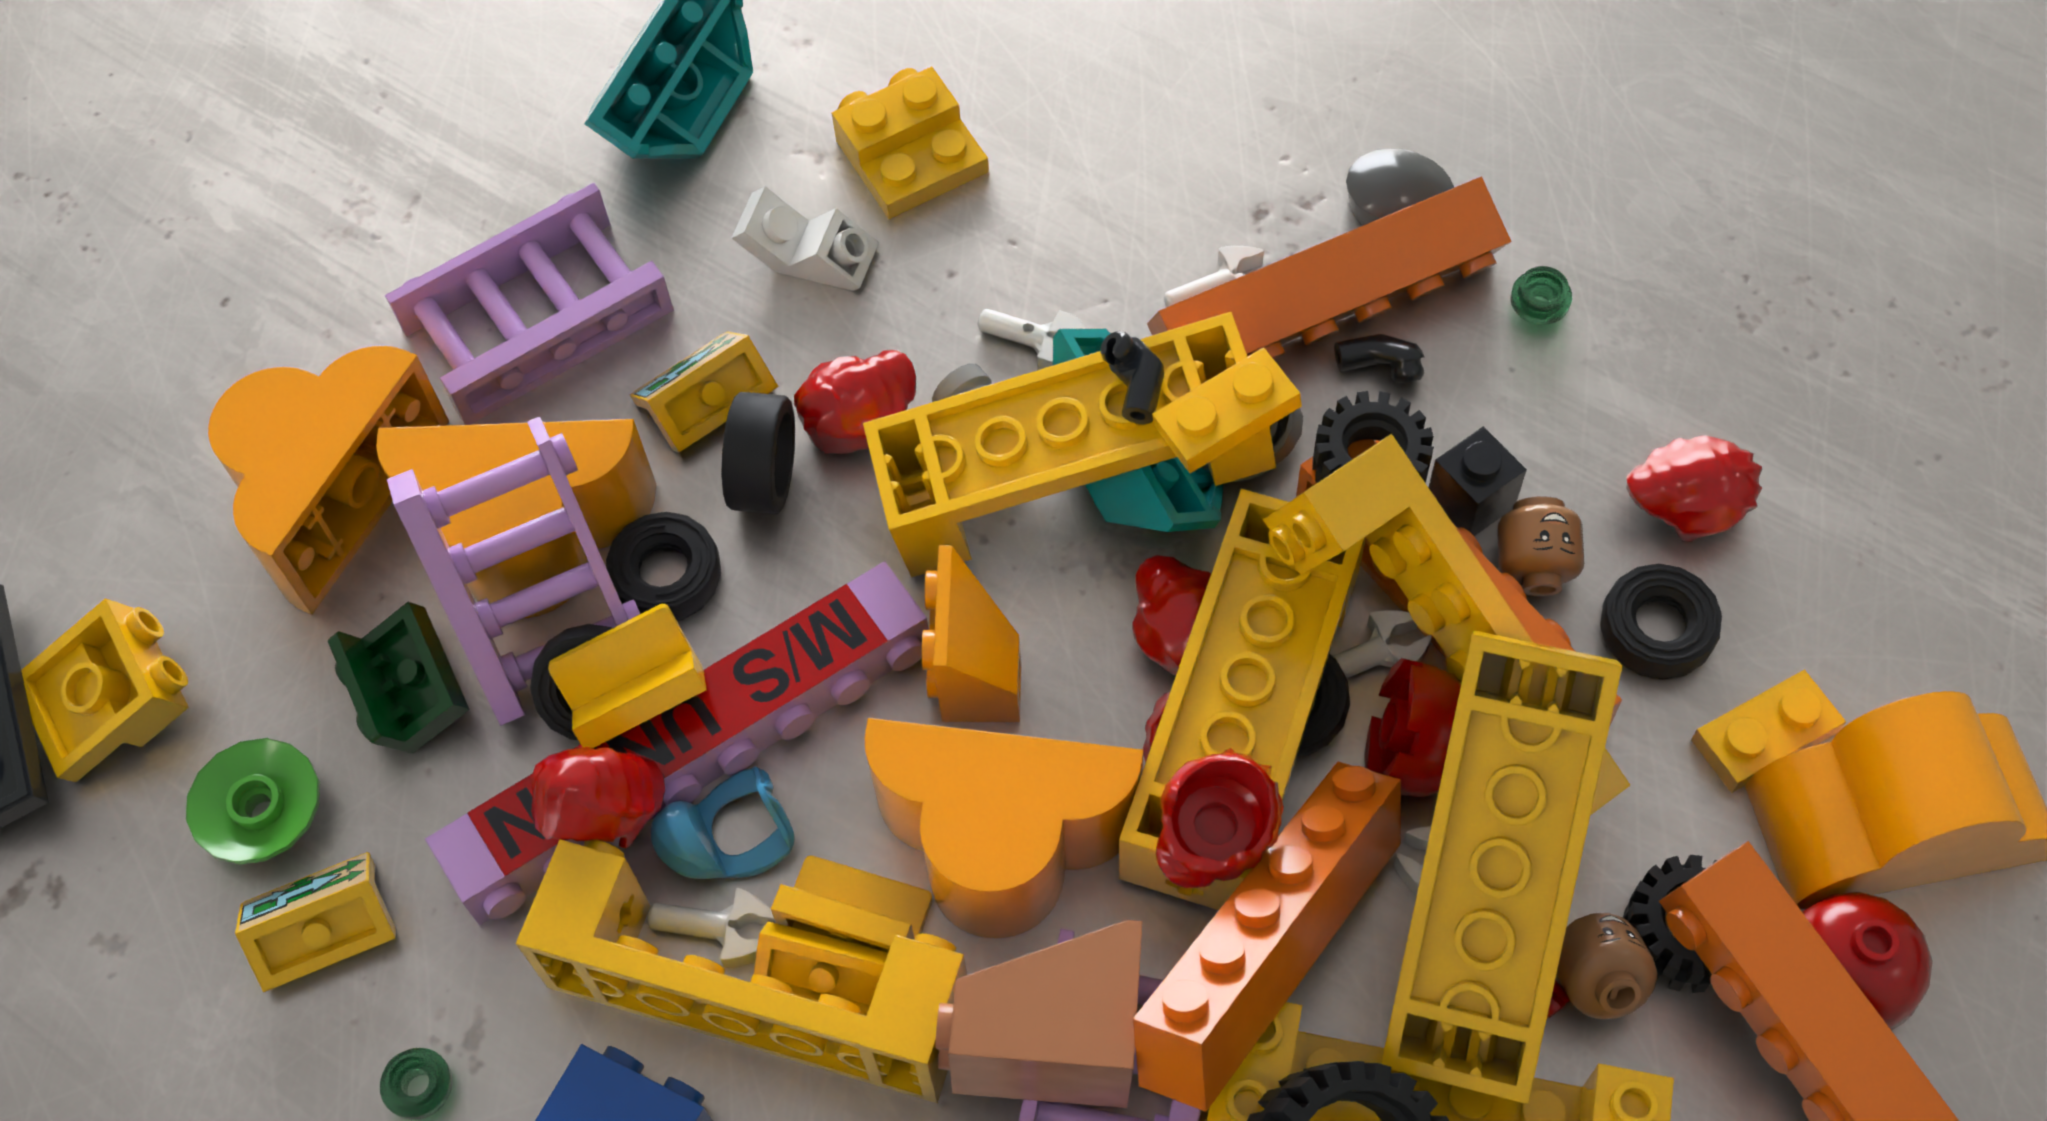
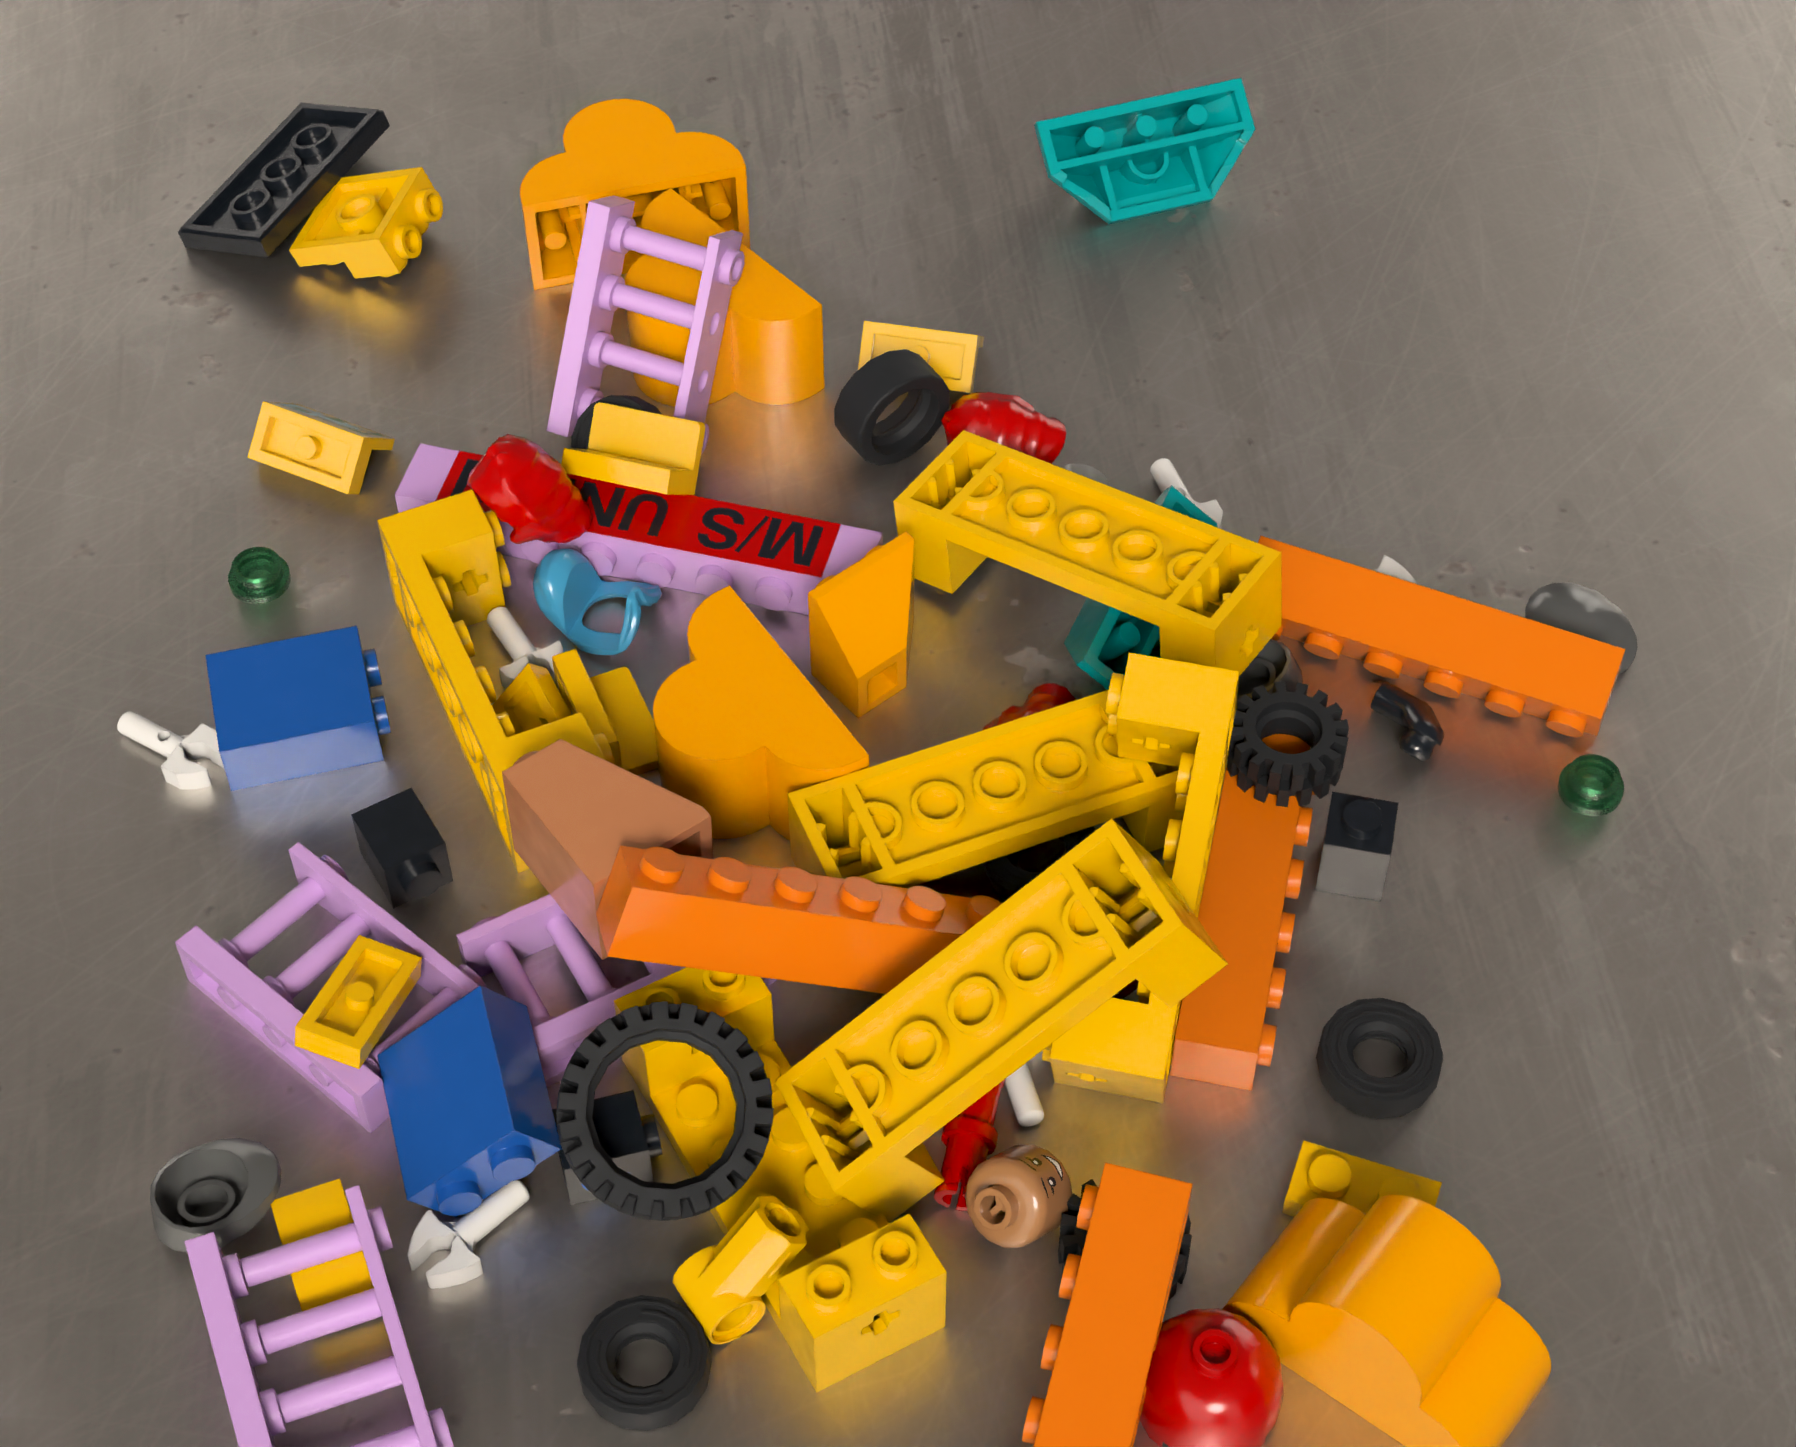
camera: 45 degrees right, 10 degrees down
(238, 781) = (367, 350): bright green dish -> none
(399, 680) = (516, 359): dark green bracket -> none
(551, 346) = (873, 252): lavender fence -> none
(661, 532) = (759, 460): black tyre -> none
(818, 250) = (1096, 322): white slope -> none
(908, 140) = (1257, 317): yellow plate -> none
(1139, 370) = (1164, 535): black arm -> none
(1217, 819) = (851, 822): red hair -> none
(1227, 410) = (1187, 601): yellow plate -> none
(1541, 545) = (1349, 925): medium nougat head -> none
(1697, 485) = (1524, 996): red hair -> none

